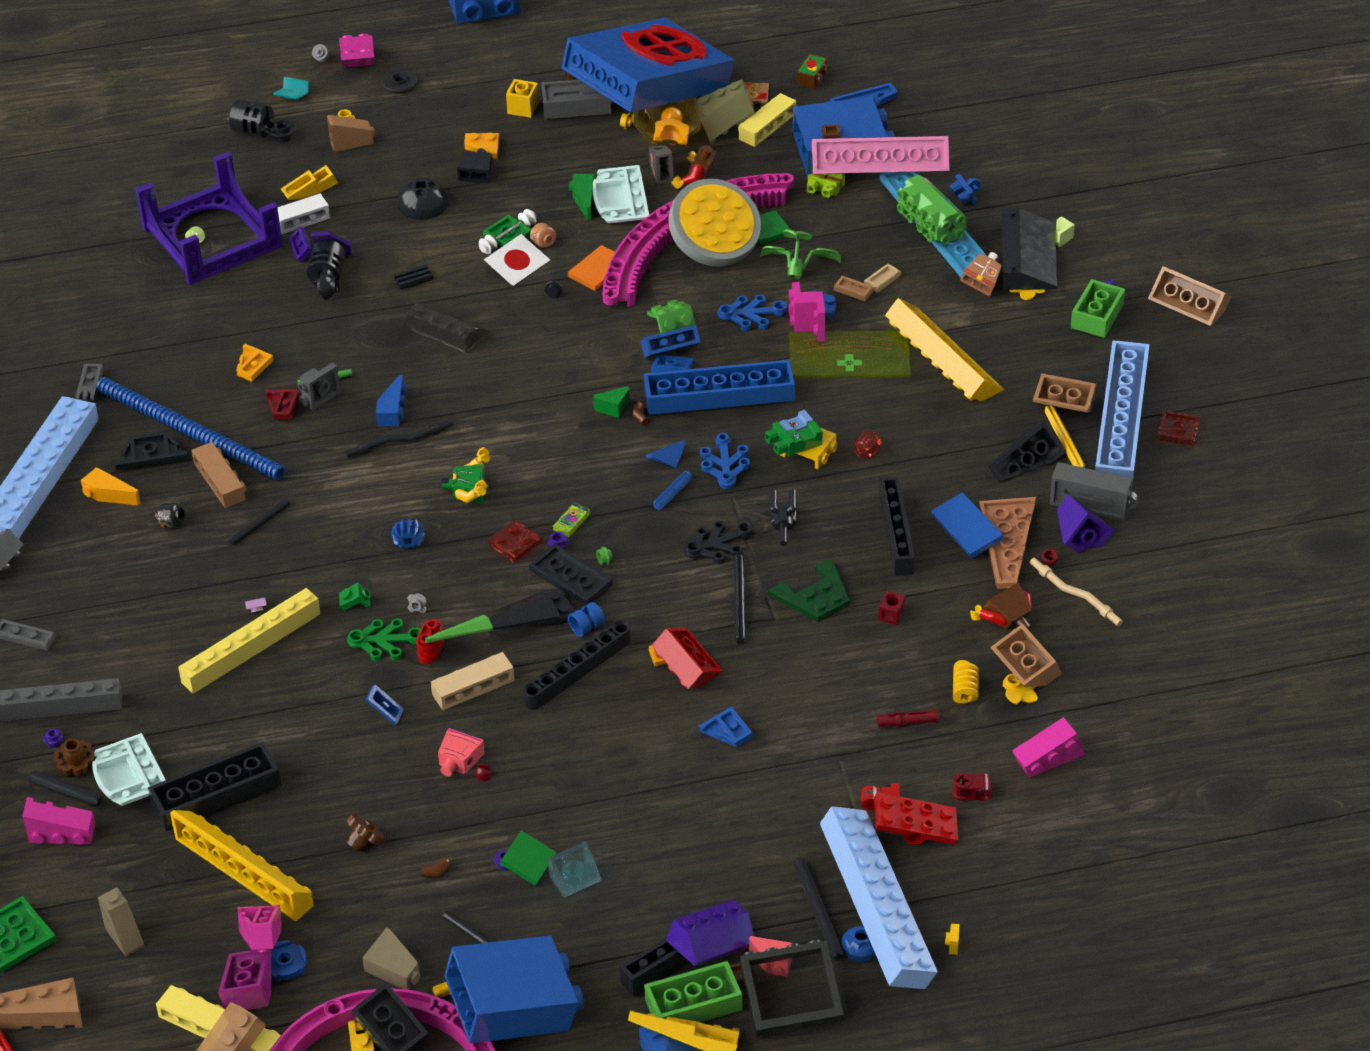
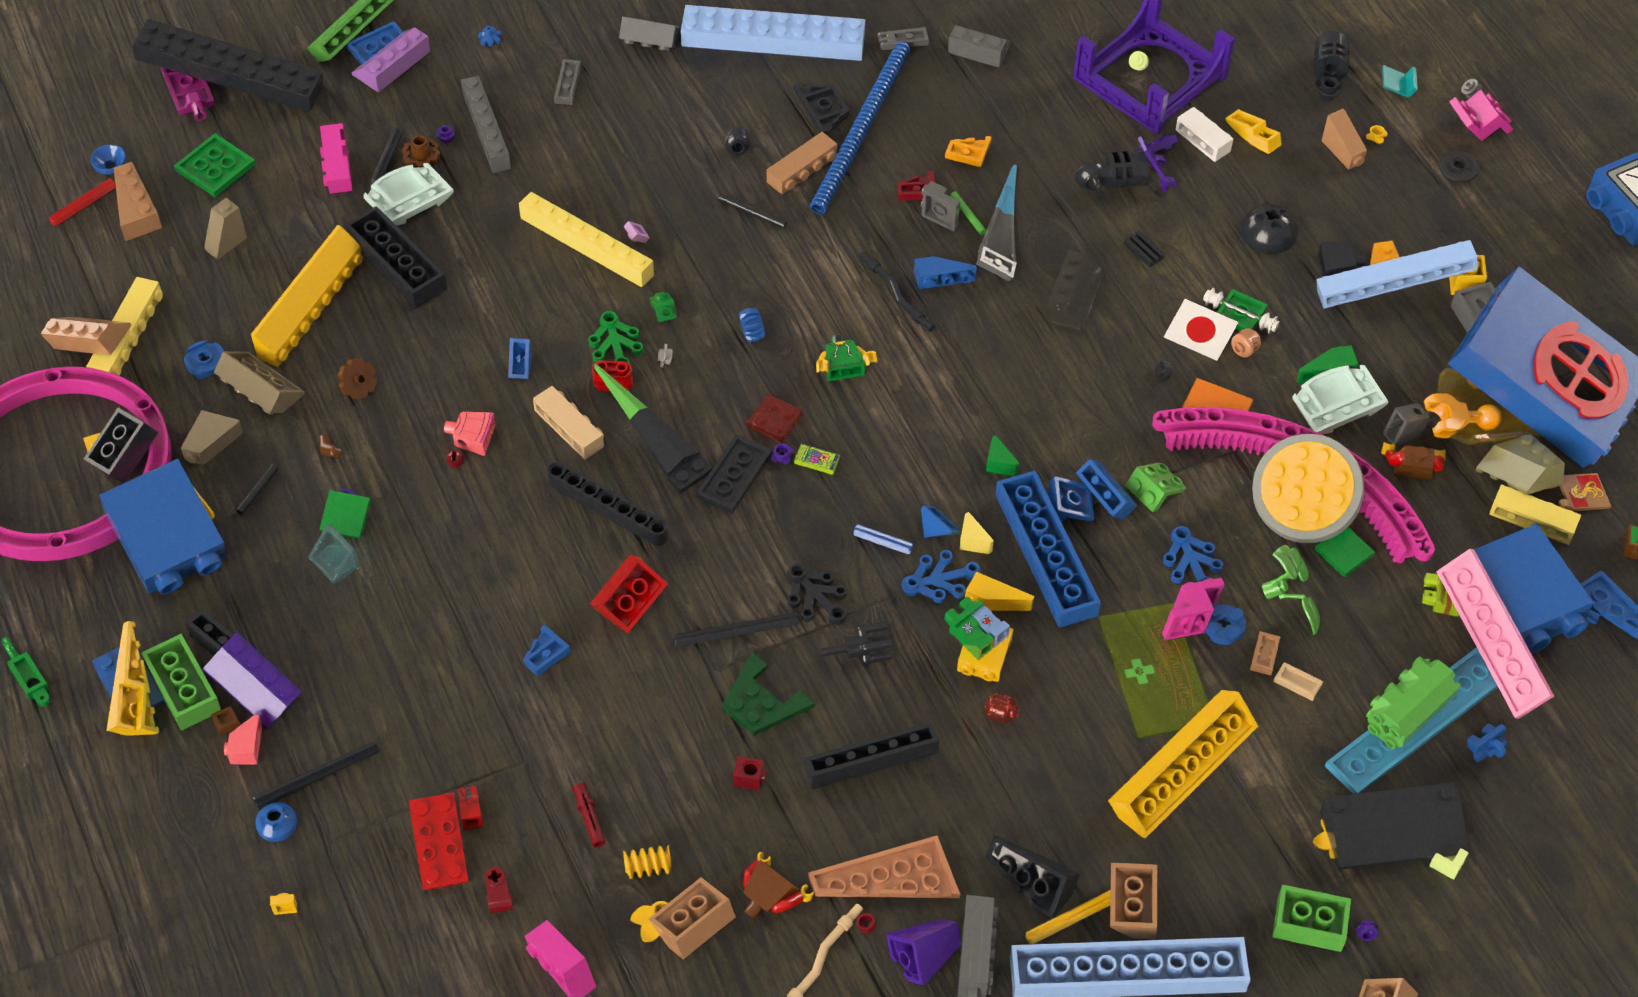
camera: 75 degrees right, 10 degrees up
(107, 488) = (764, 83): light orange slope -> none
(124, 333) = (978, 46): none -> dark grey slope
(247, 980) = (172, 334): magenta slope -> none
(260, 926) = (223, 326): dark pink wedge -> none
(334, 916) = (257, 381): none -> dark tan slope
(380, 363) = (998, 245): none -> dark grey plate
(512, 132) = (1397, 274): none -> light blue brick
(586, 619) = (668, 497): blue wheel -> none
(604, 556) = (768, 496): bright green plate -> none
(639, 411) = (989, 488): reddish brown arm -> none
(689, 431) = (974, 537): none -> light yellow slope
(753, 429) = (997, 595): none -> yellow slope
(798, 1021) = (153, 747): pearl dark grey window -> none
(830, 131) = (1502, 569): reddish brown tile -> none
(878, 898) = (321, 820): light blue brick -> none
(967, 525) = (894, 828): blue tile -> none
(982, 273) = (1330, 779): nougat torso -> none

